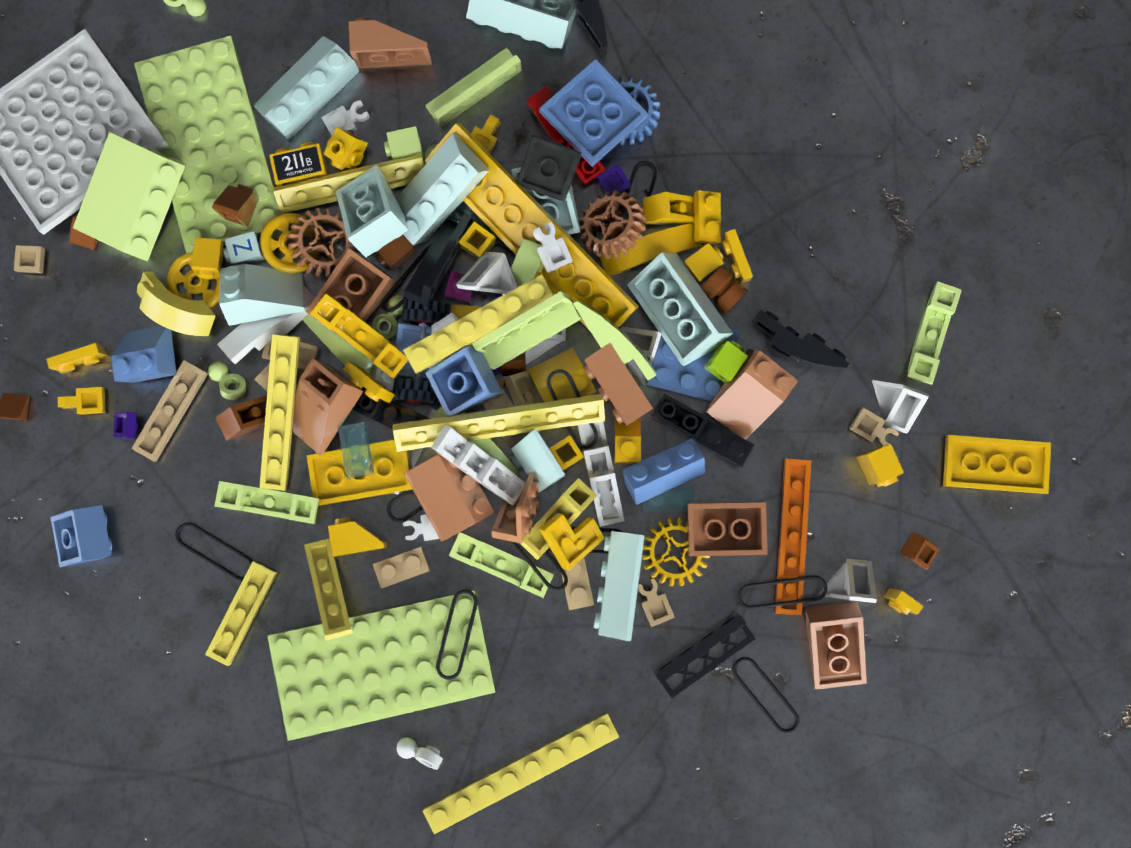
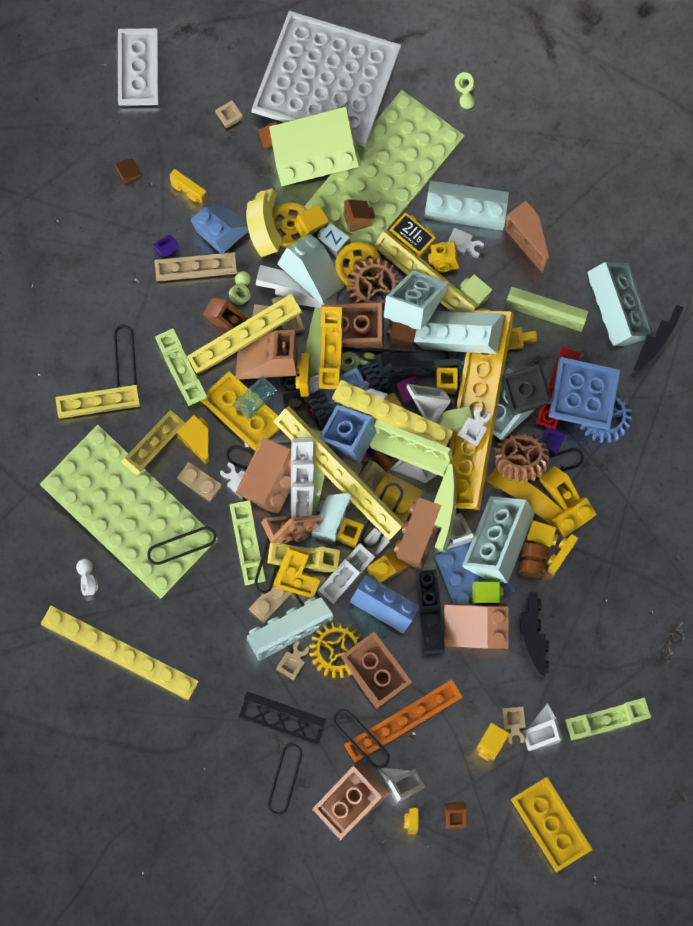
camera: 50 degrees right, 10 degrees down
(81, 535) = (76, 268): medium blue slope -> none
(86, 401) = (164, 212): yellow plate -> none

